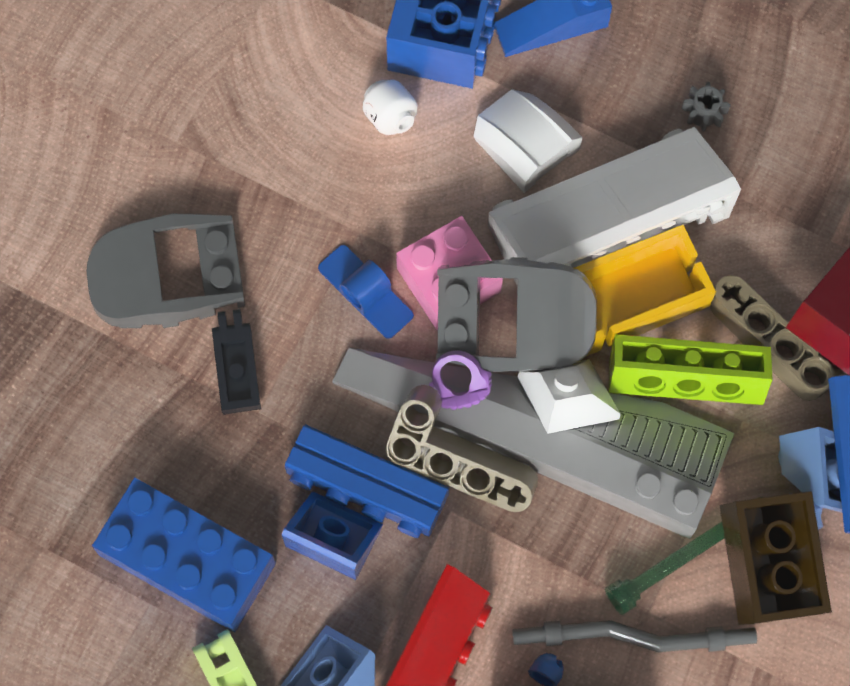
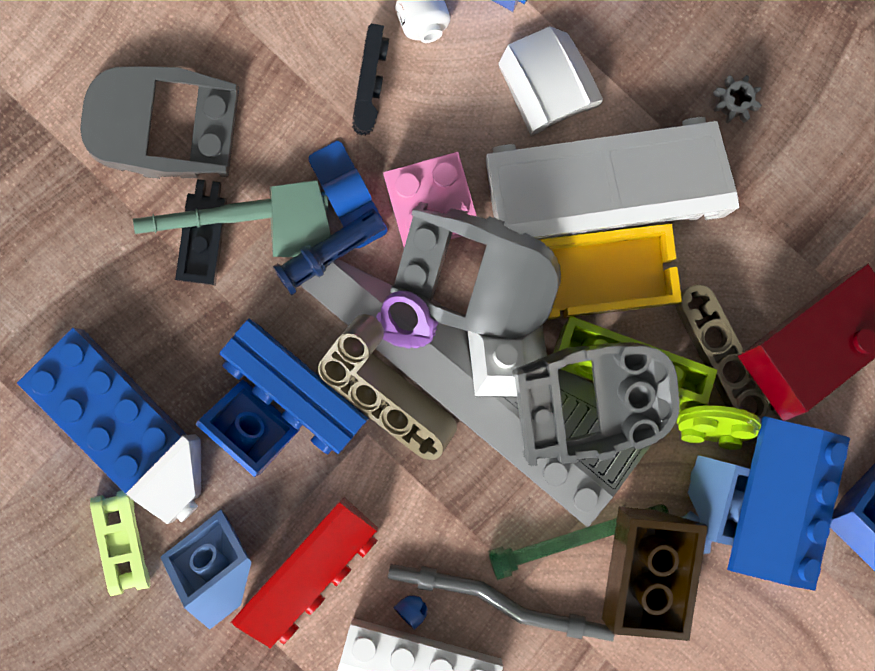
camera: 15 degrees right, 15 degrees up
(270, 603) = (172, 482): none -> white slope
(320, 317) = (294, 211): none -> sand green piece
(352, 355) = (314, 259): none -> dark blue pin
(356, 181) = (369, 83): none -> black hinge
(699, 389) = (633, 401): none -> dark grey slope
(789, 398) = (718, 424): none -> lime piece

